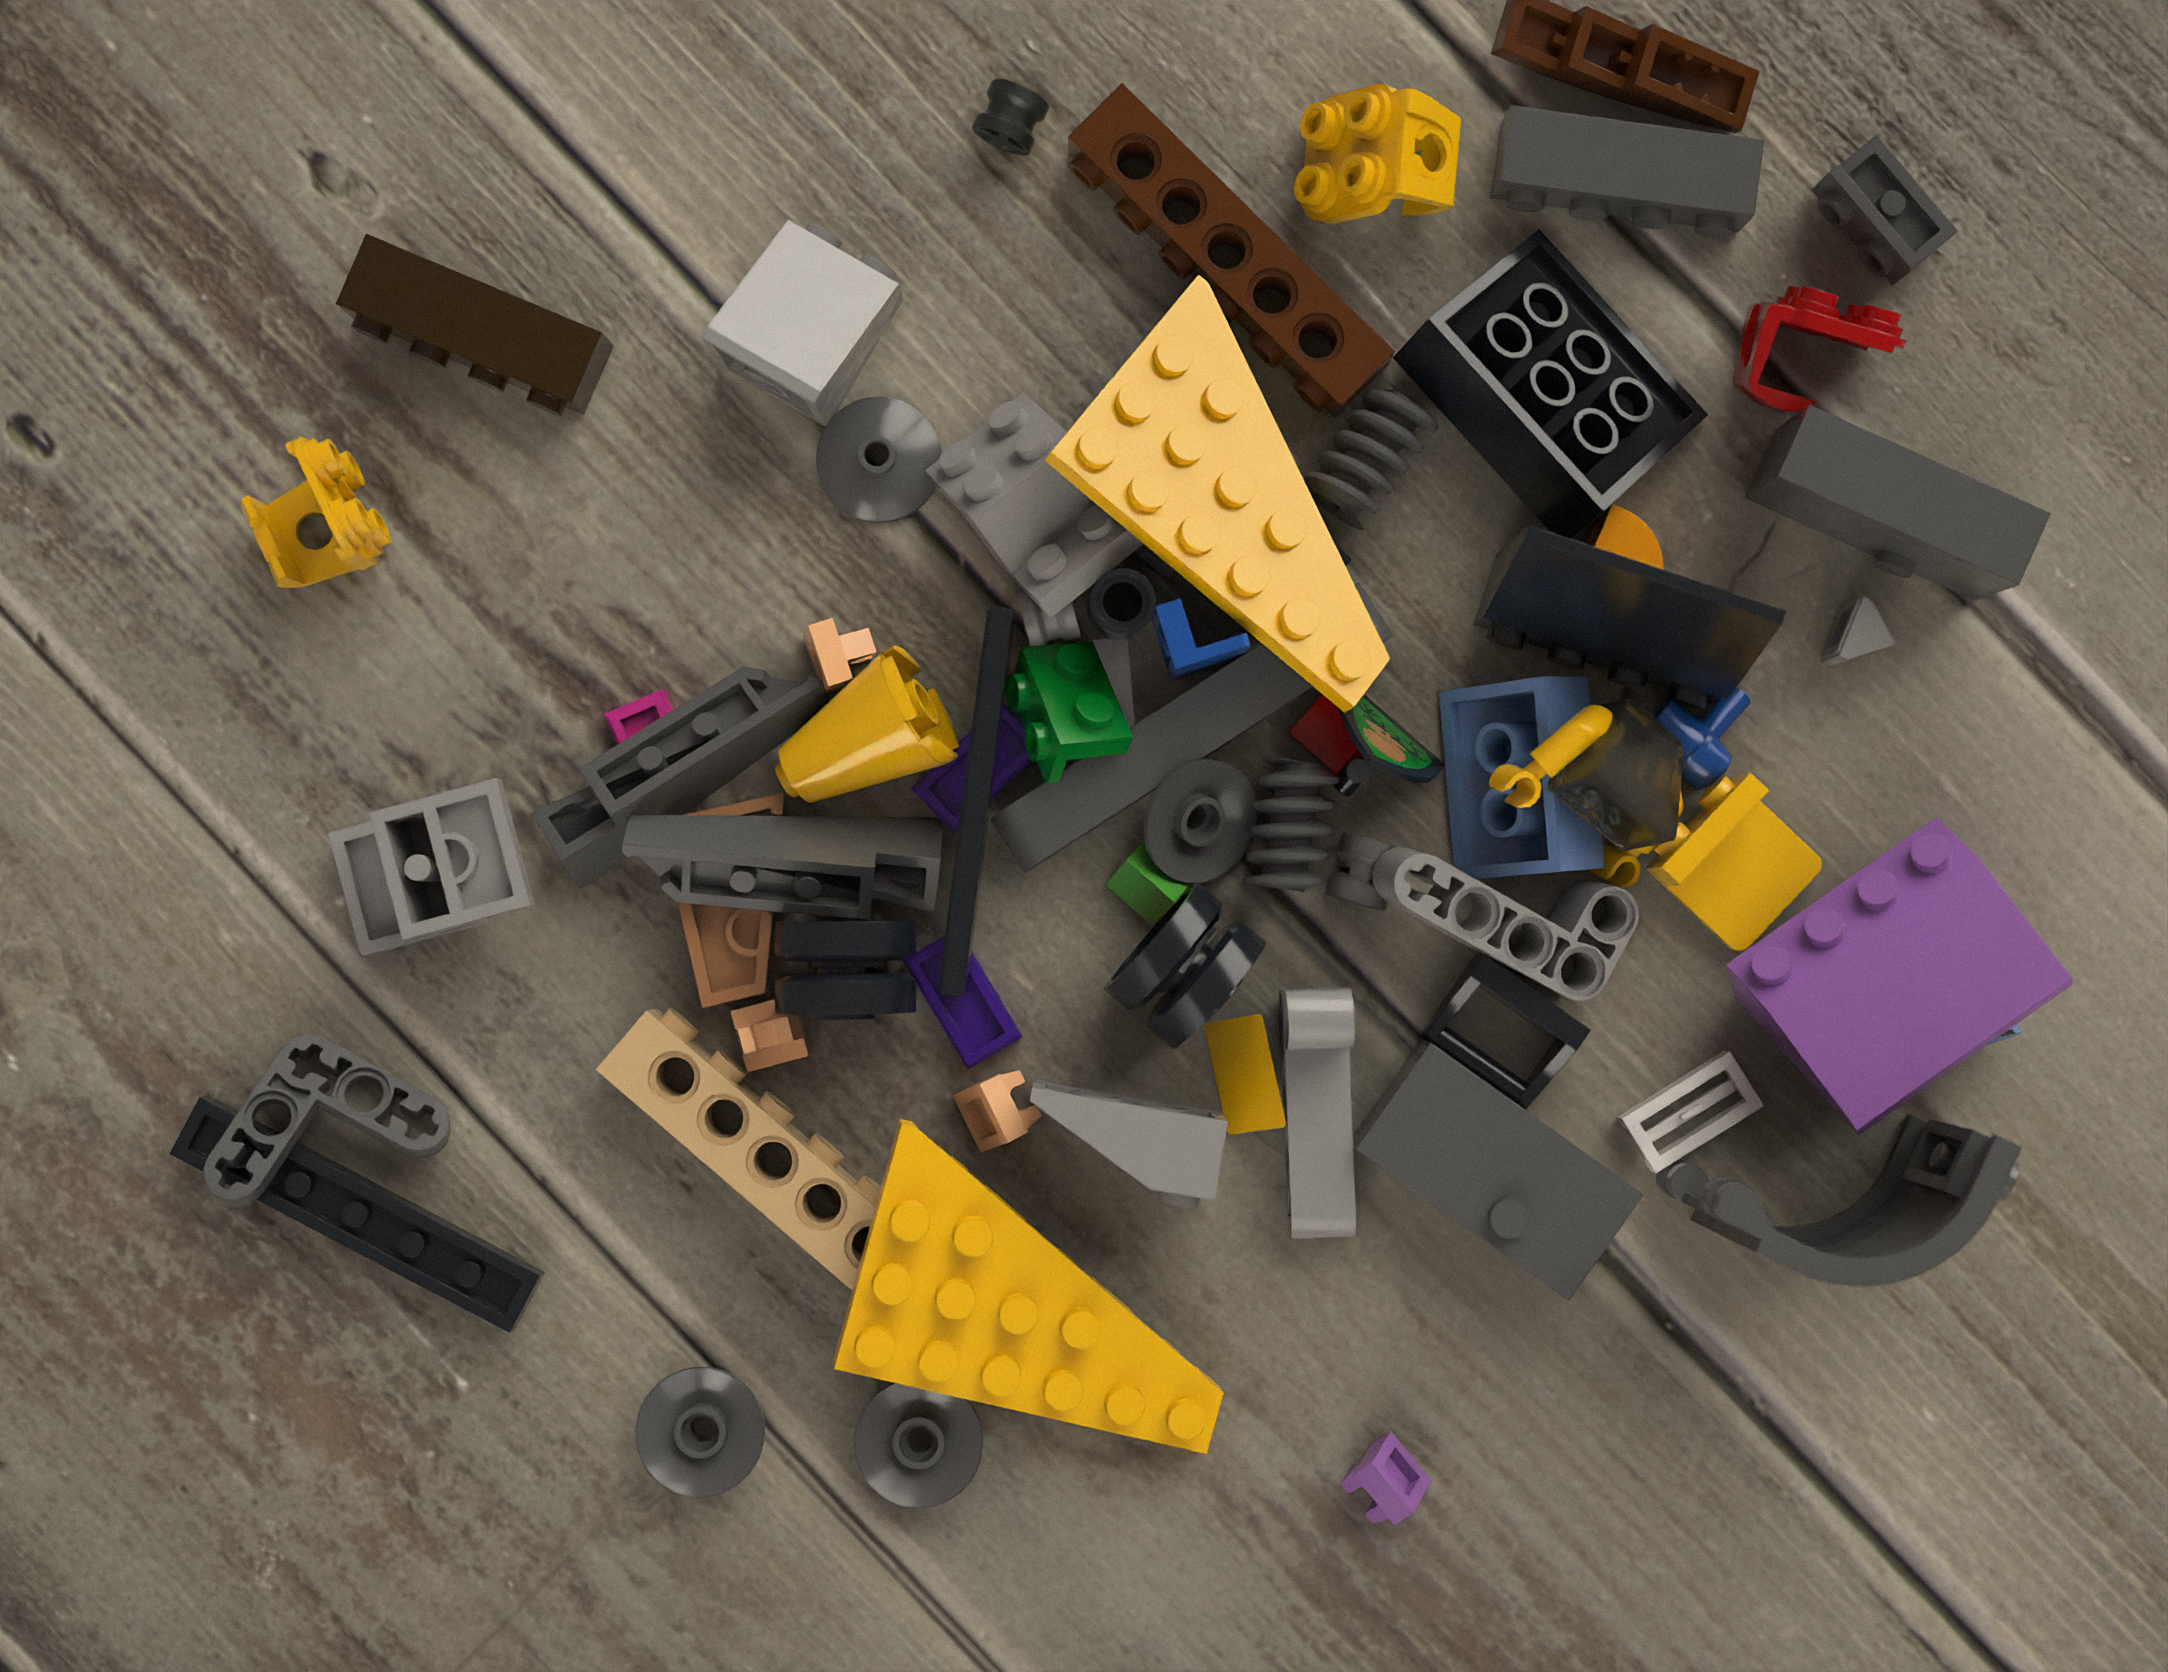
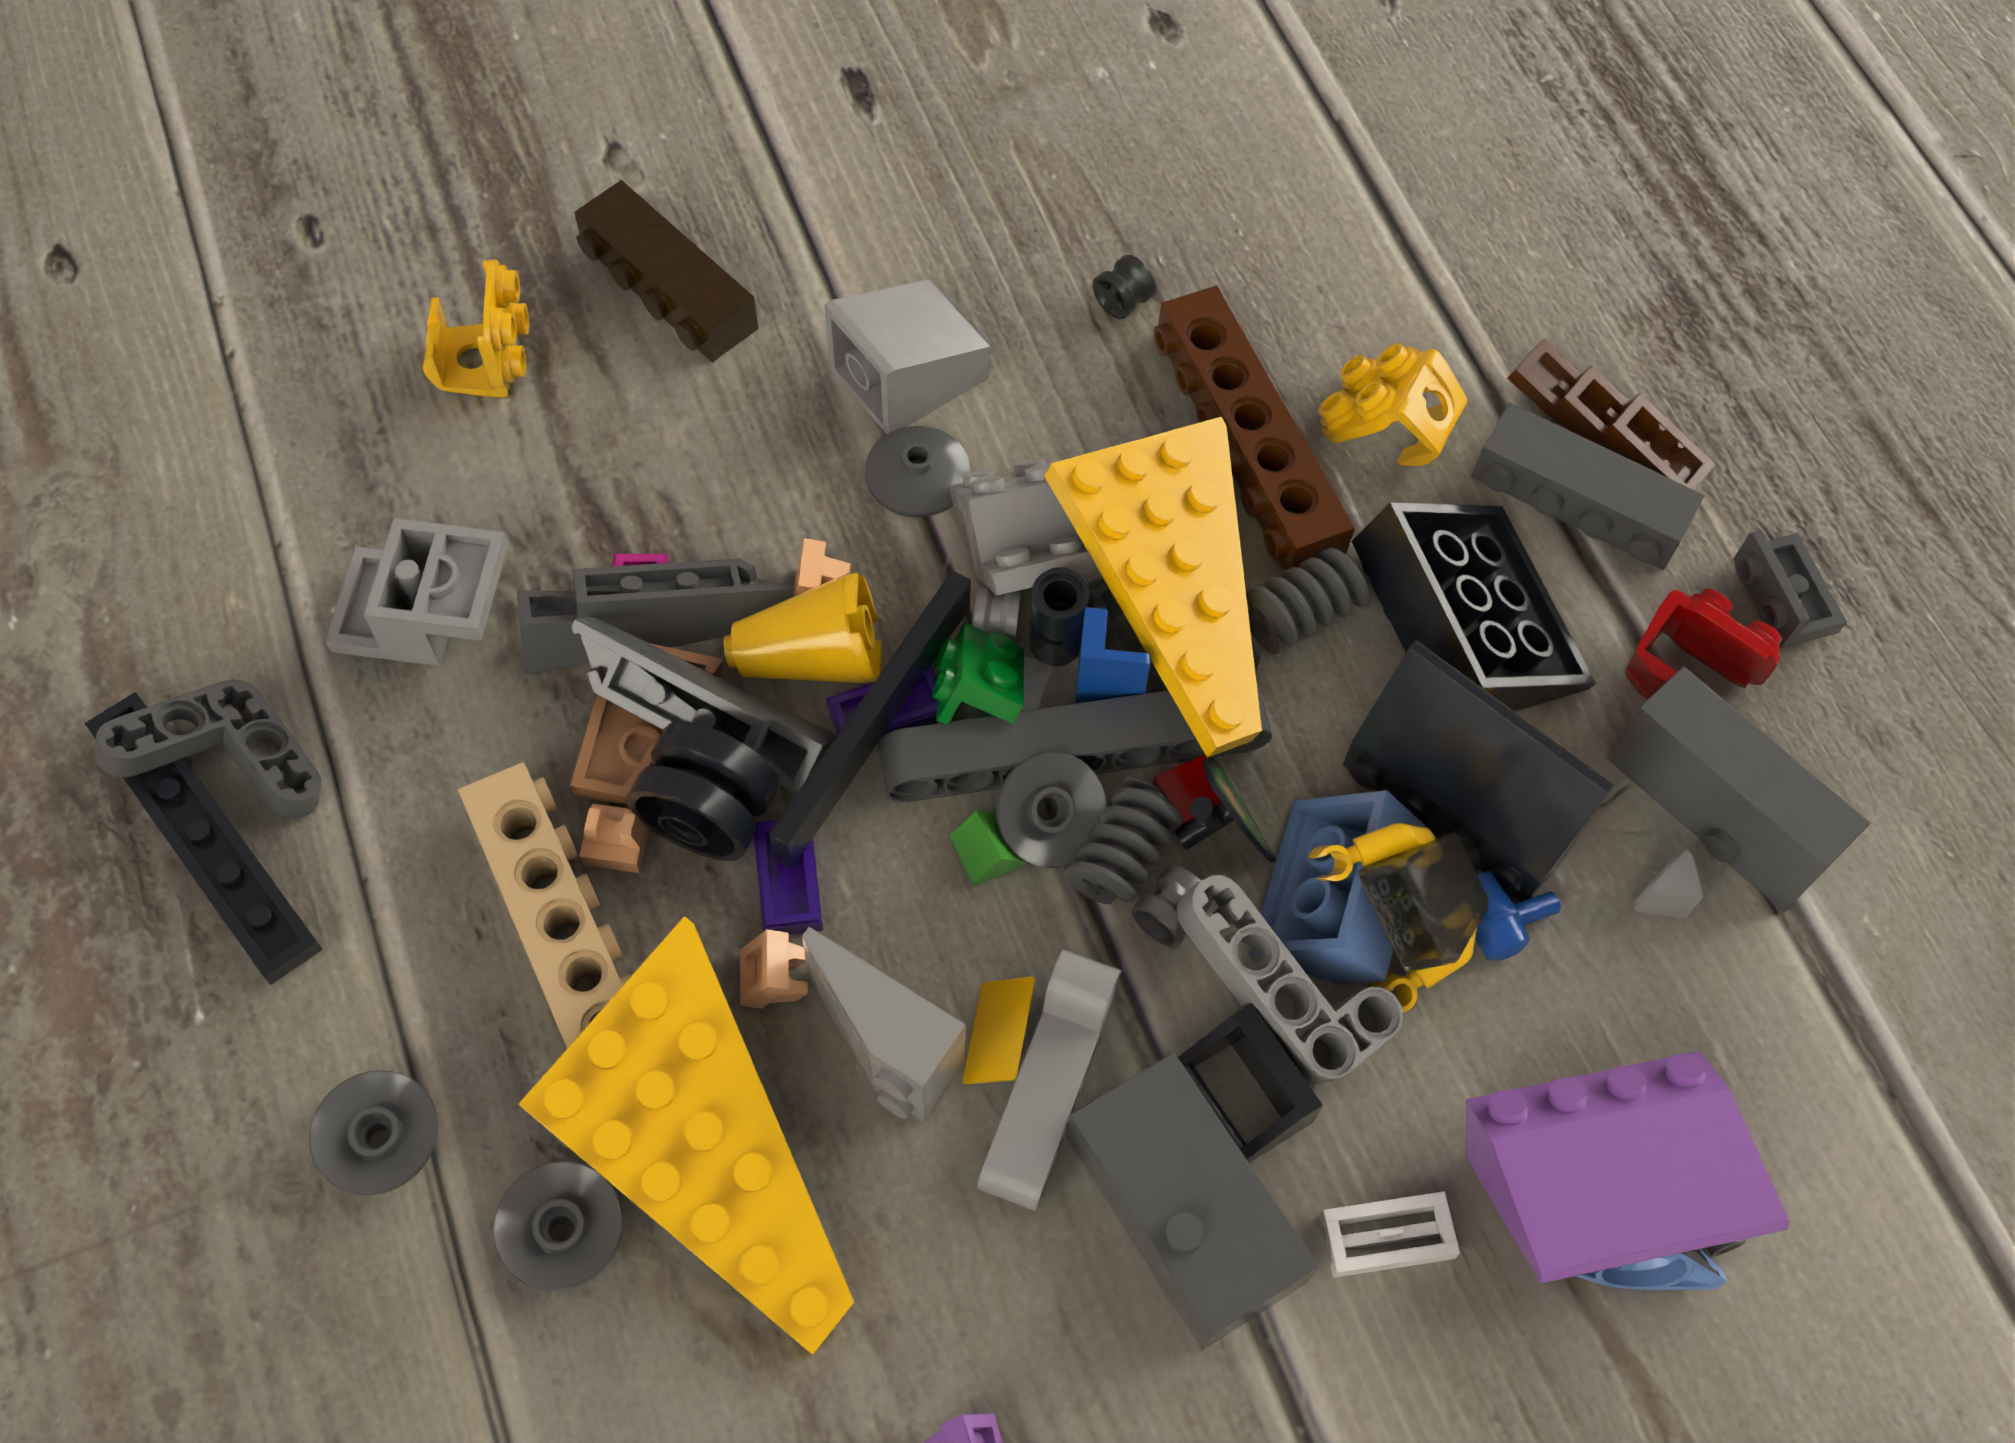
camera: 20 degrees right, 25 degrees down
(1178, 960) = (985, 904): black wheel -> none
(1735, 862) = (1501, 1022): yellow bracket -> none
(1911, 1219) = (1465, 1366): dark grey hinge -> none

